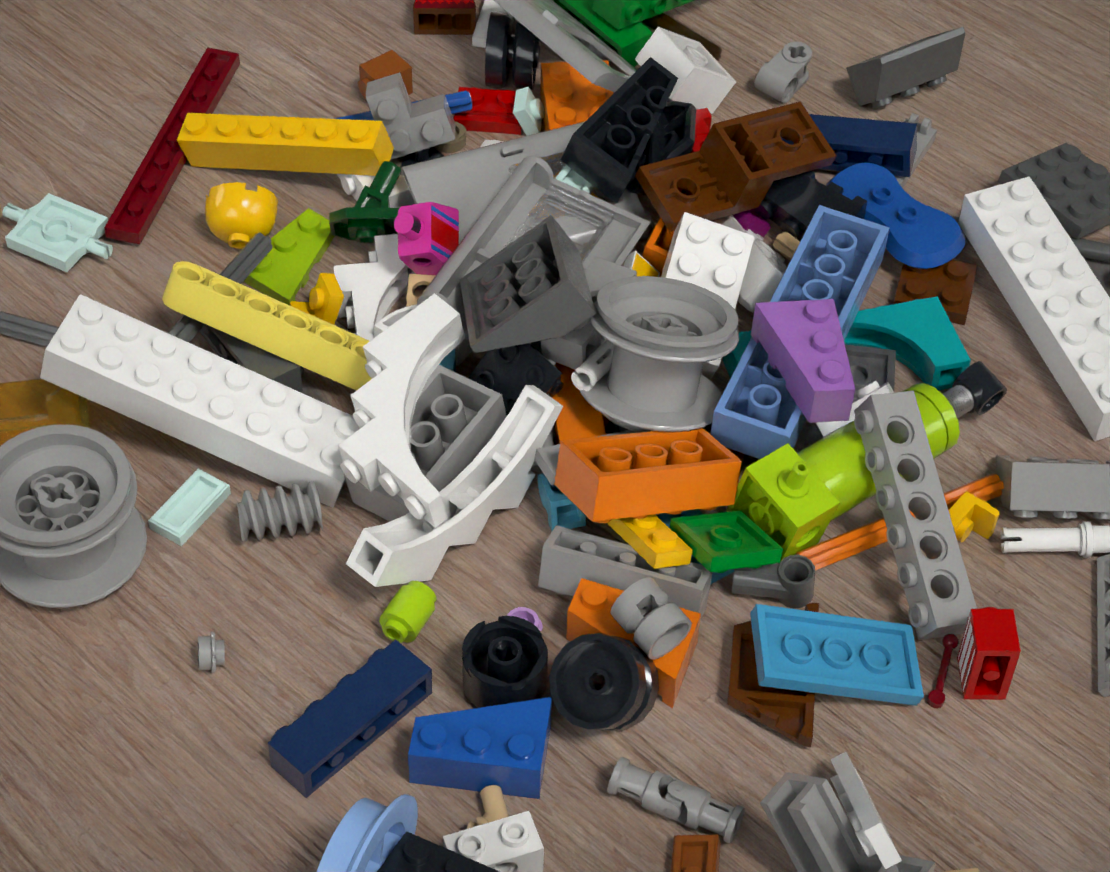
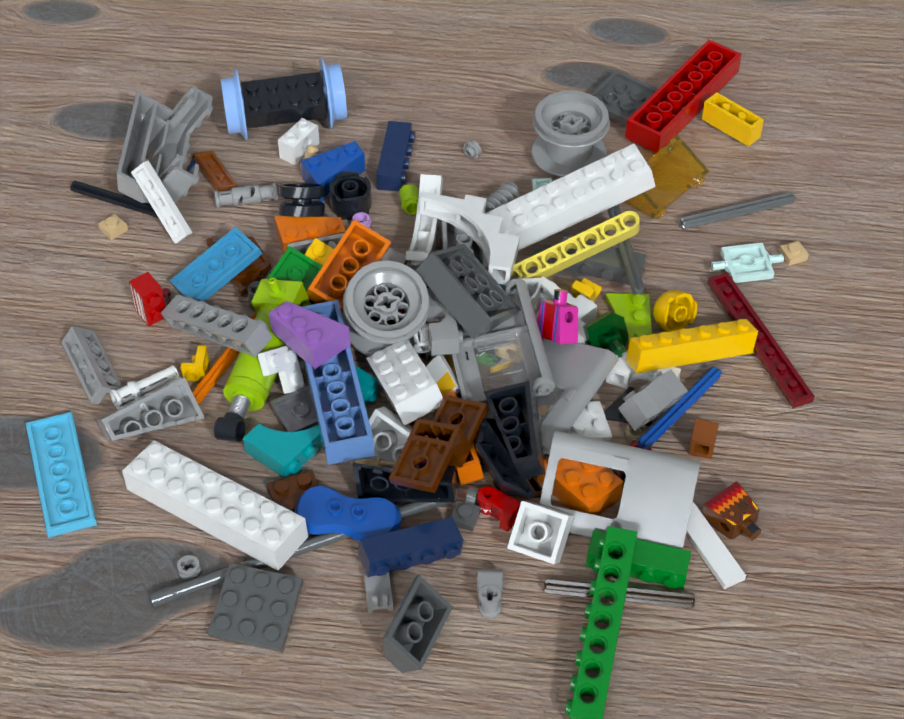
camera: 145 degrees right, 0 degrees up
(655, 624) = (296, 212): light grey wheel -> none

